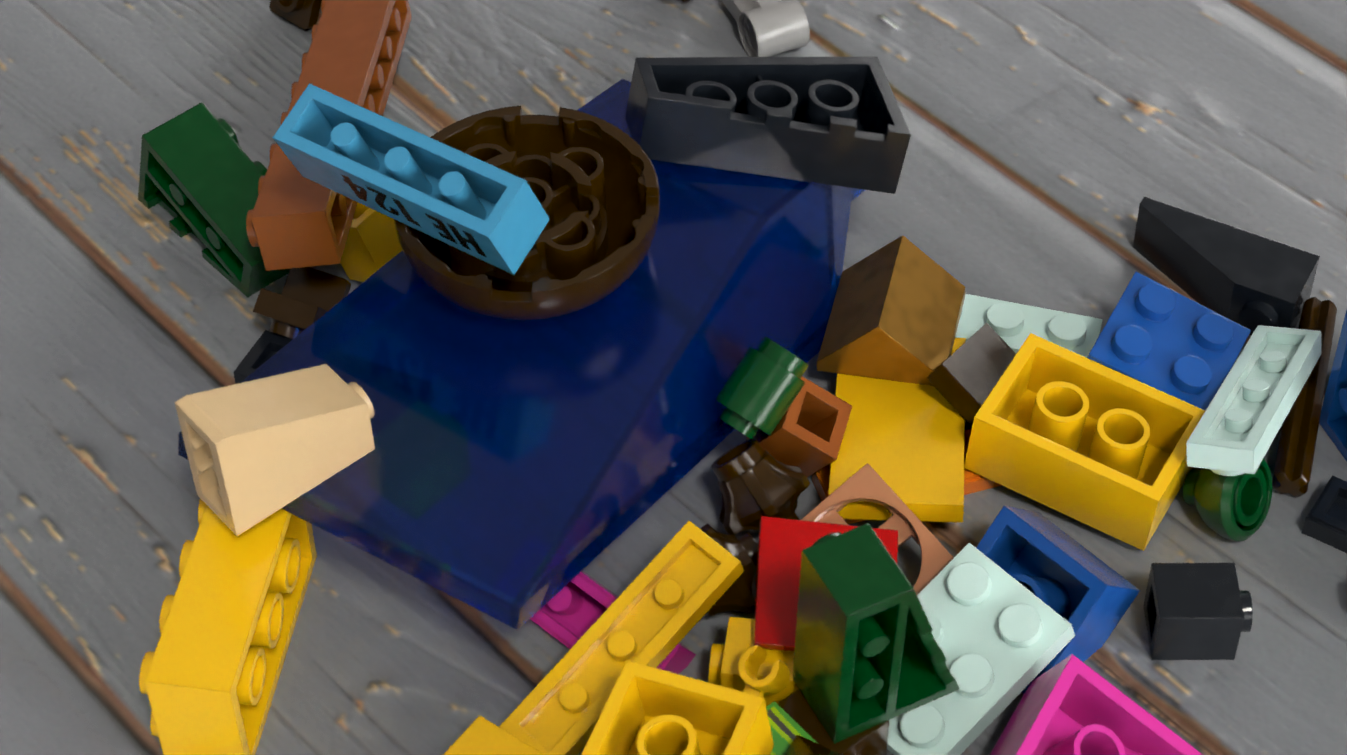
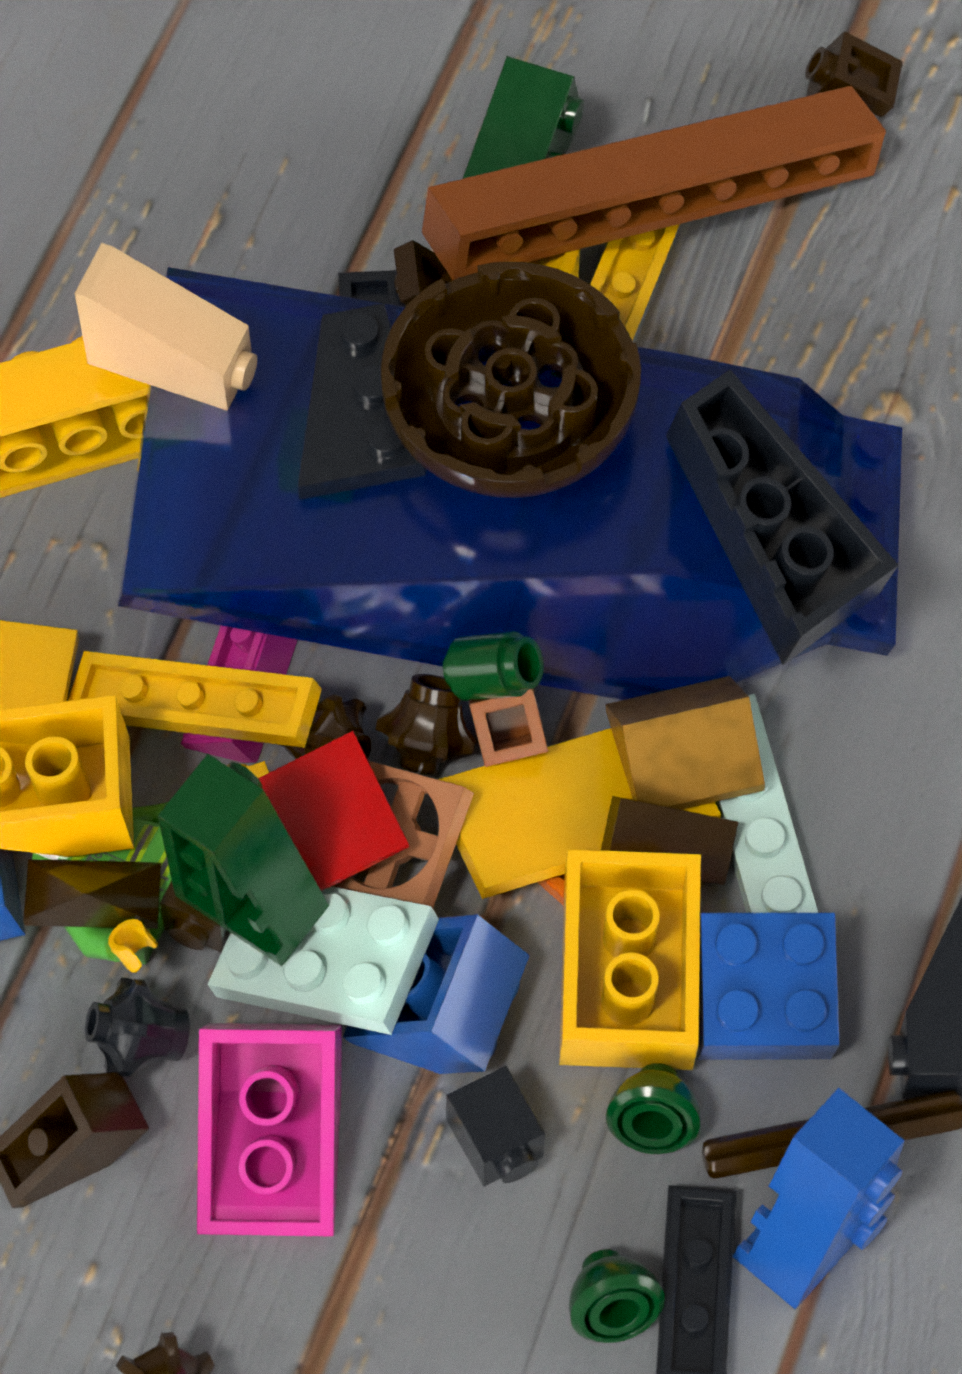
camera: 60 degrees right, 15 degrees up
(412, 178) = (435, 275): dark azure brick -> none
(457, 350) = (347, 425): none -> black wing
(1253, 400) = (738, 1075): light aqua plate -> none

